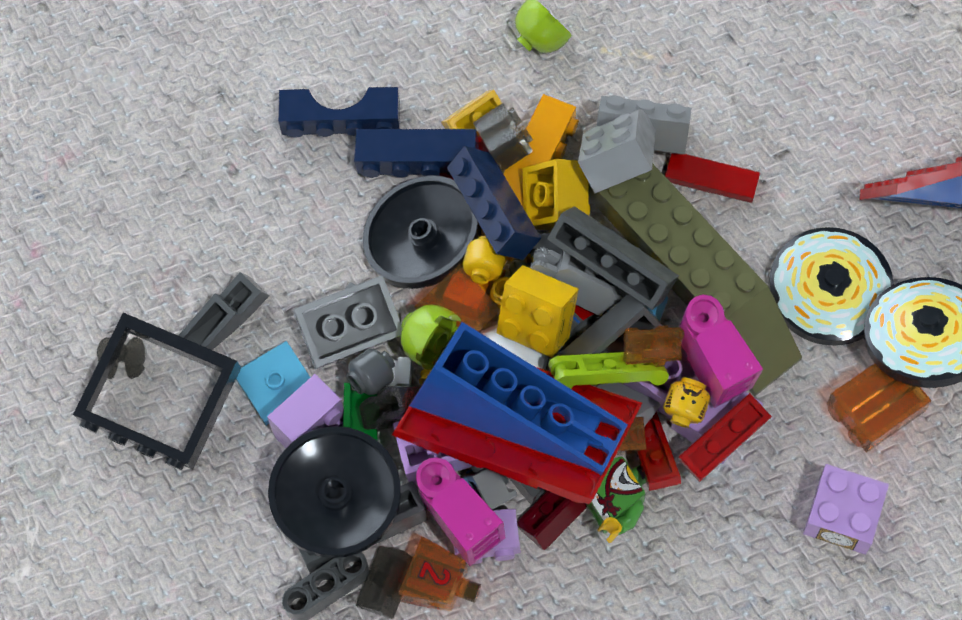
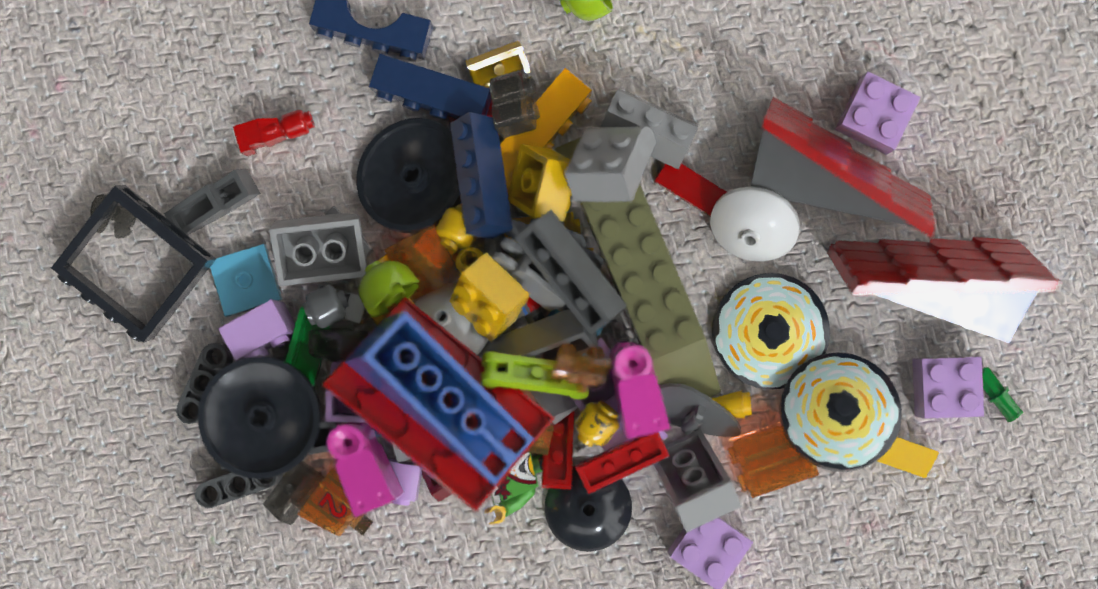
camera: 15 degrees right, 20 degrees up
(254, 507) = (204, 366): none -> dark grey beam
(264, 232) = (271, 131): none -> red piece
(700, 530) = (594, 531): none -> black dish
(775, 165) = (755, 214): none -> white dish
(788, 378) = (696, 411): none -> dark grey shield
(806, 439) = (696, 481): none -> light grey brick
(817, 364) = (737, 403): none -> yellow cone
(823, 111) = (826, 172): none -> piece
(860, 58) = (877, 113): none -> lavender brick

